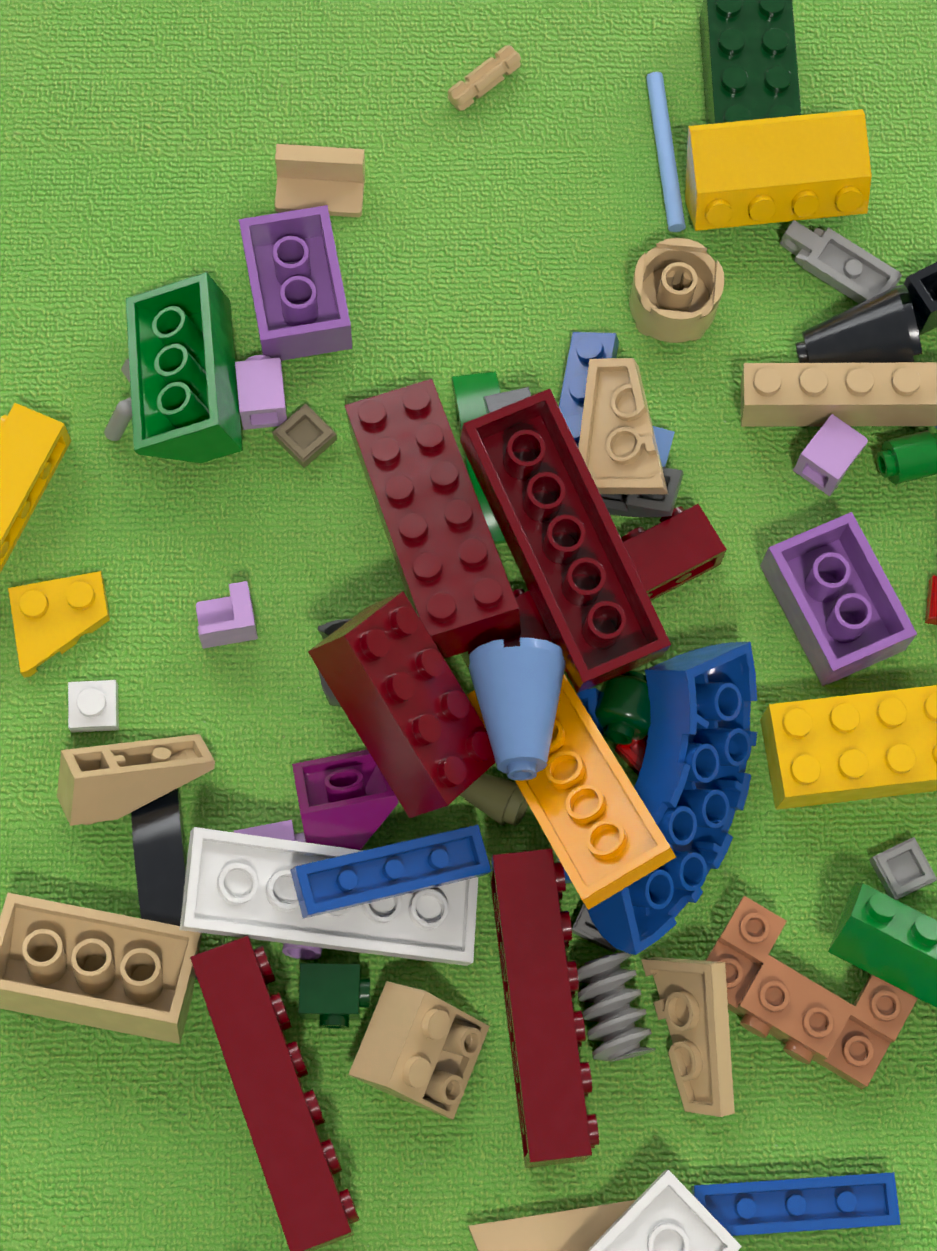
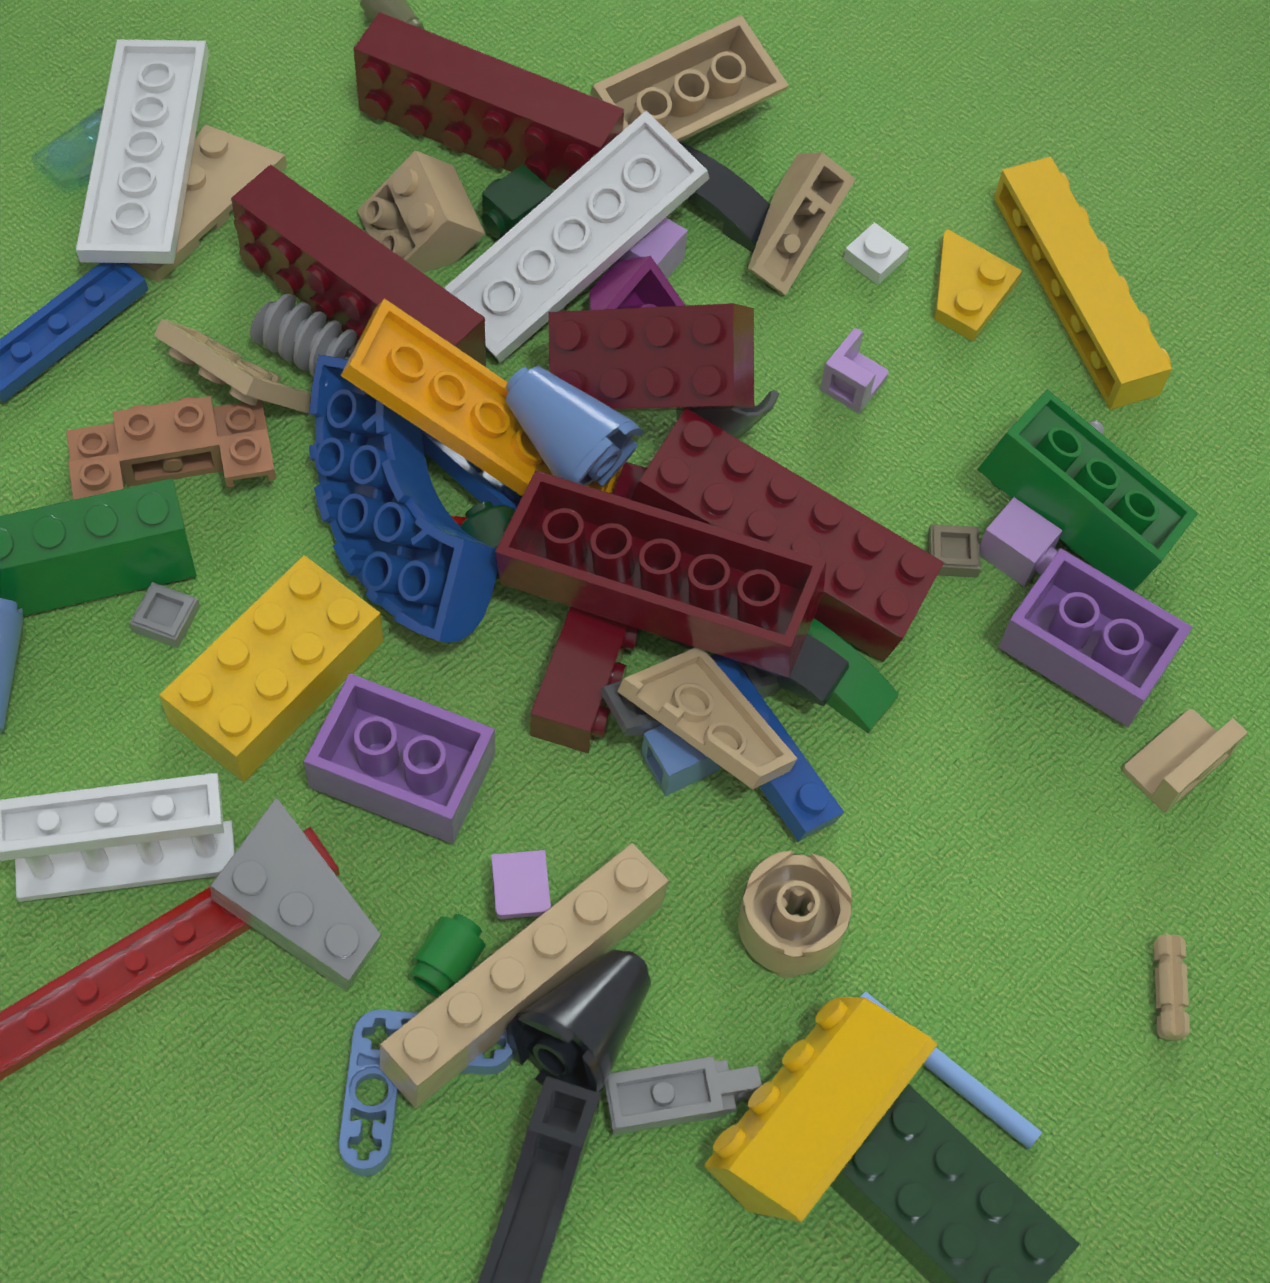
camera: 135 degrees right, 10 degrees down
(390, 871) = (549, 273): blue plate -> none

